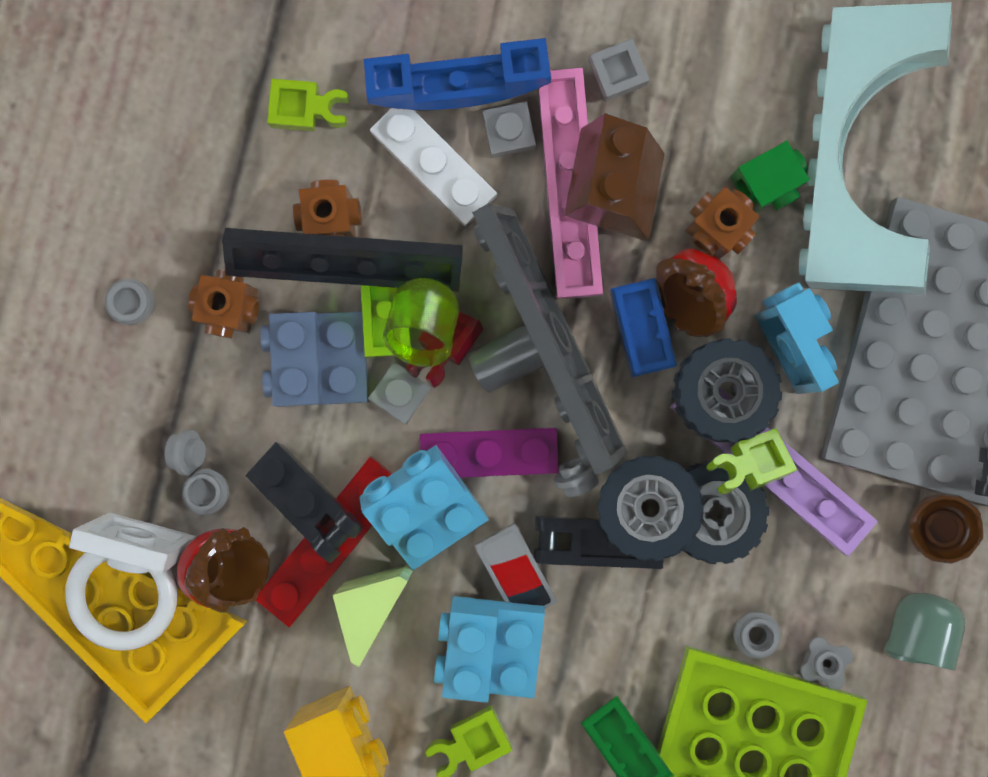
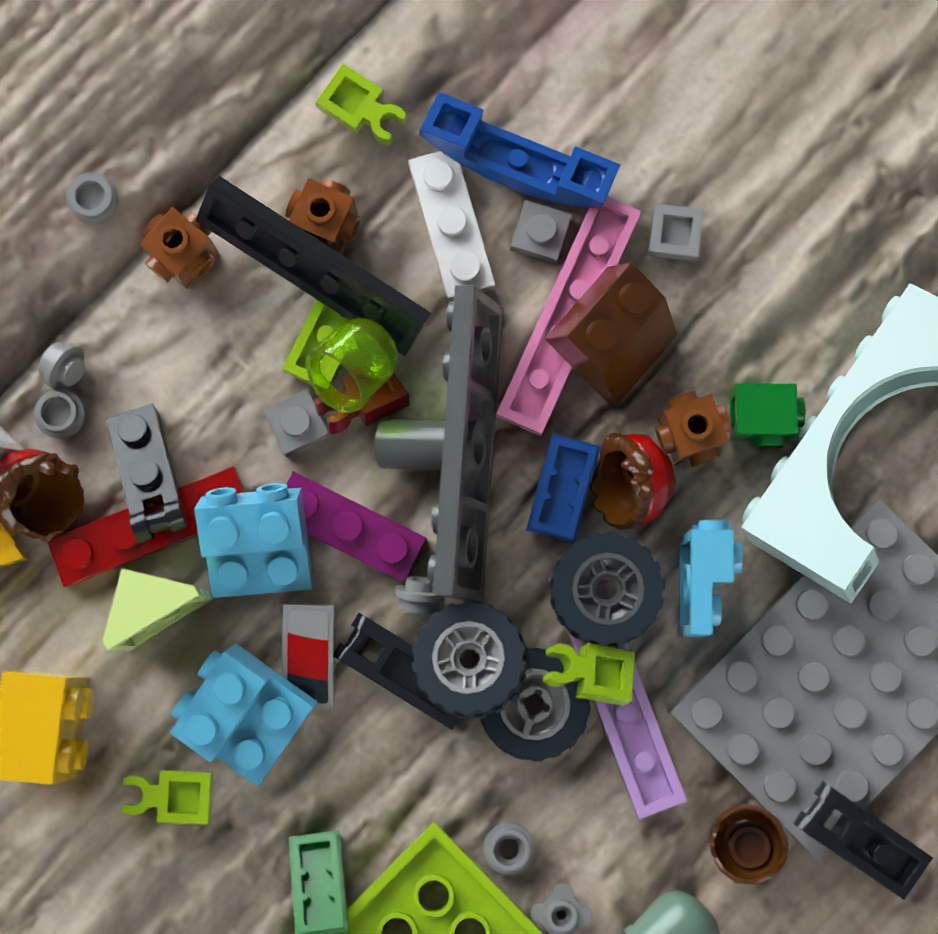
camera: 30 degrees right, 5 degrees down
(315, 359) = (234, 346): sand blue plate -> none

